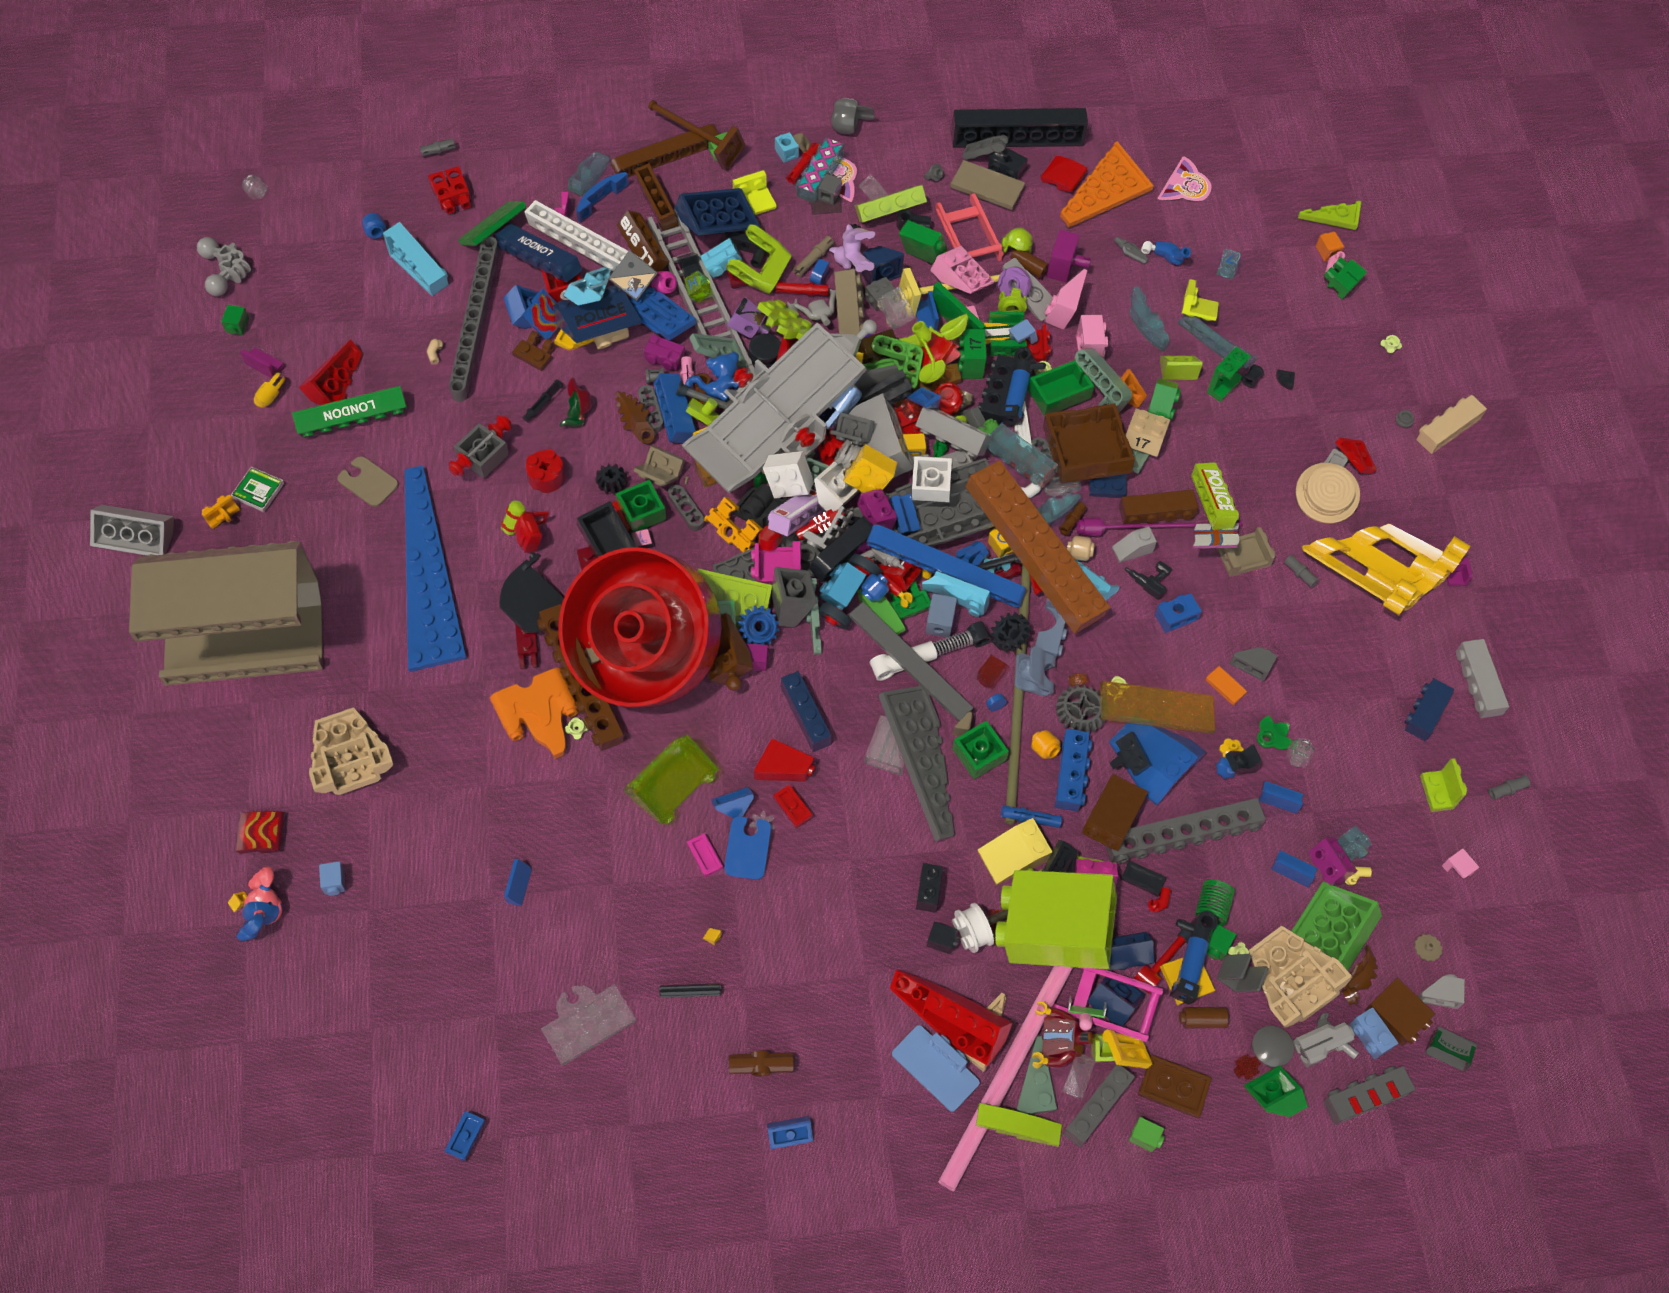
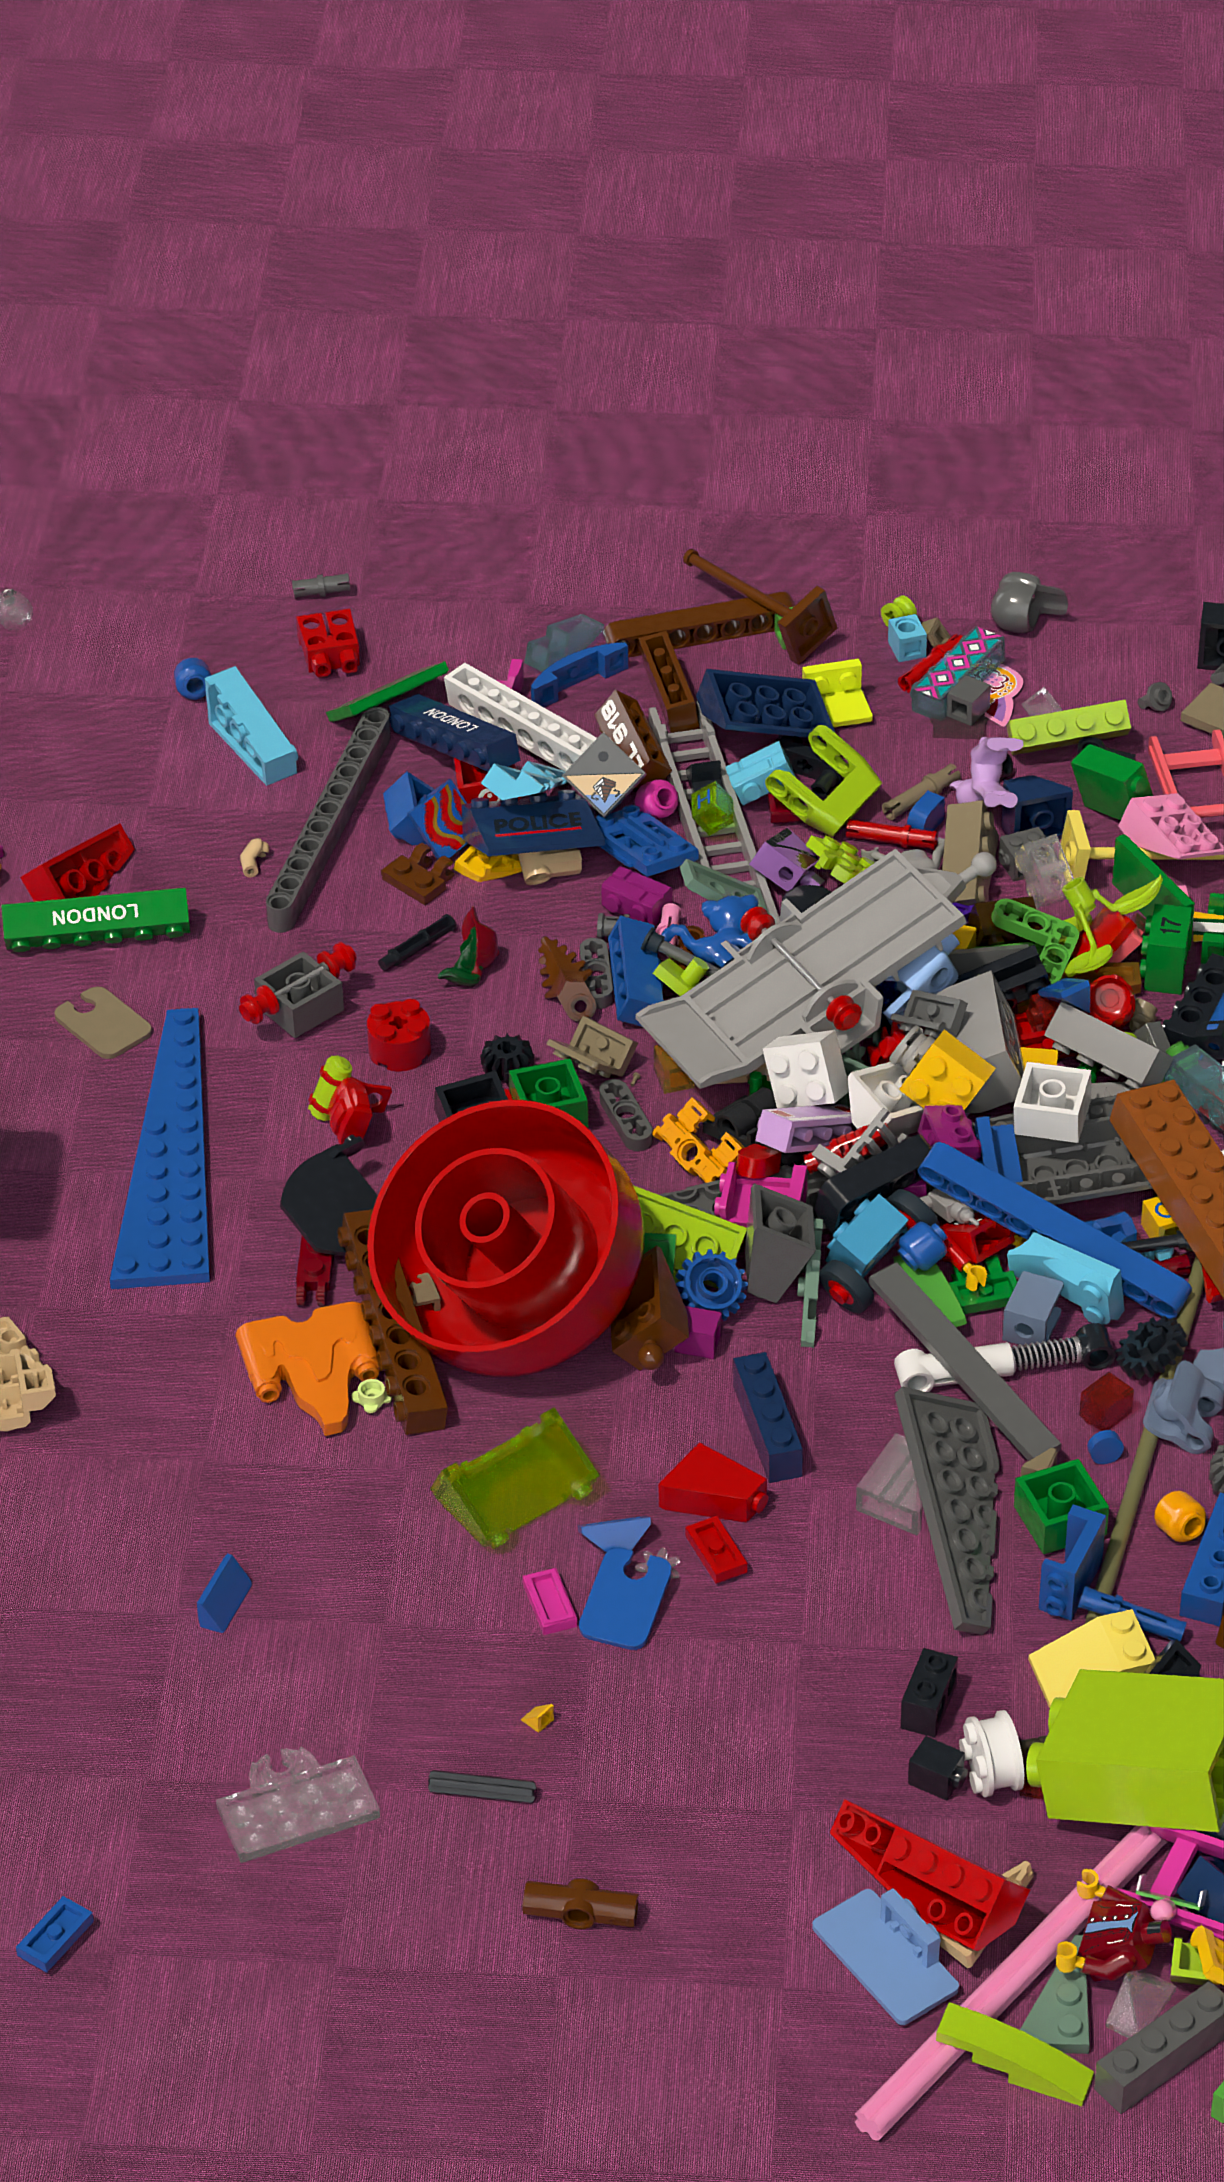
camera: 15 degrees right, 20 degrees down
(779, 128) = (900, 607): none -> lime wheel
(789, 1132) = (609, 2013): blue slope -> none
(927, 312) = (1104, 882): blue panel -> none
(997, 773) = (1064, 1583): none -> blue panel

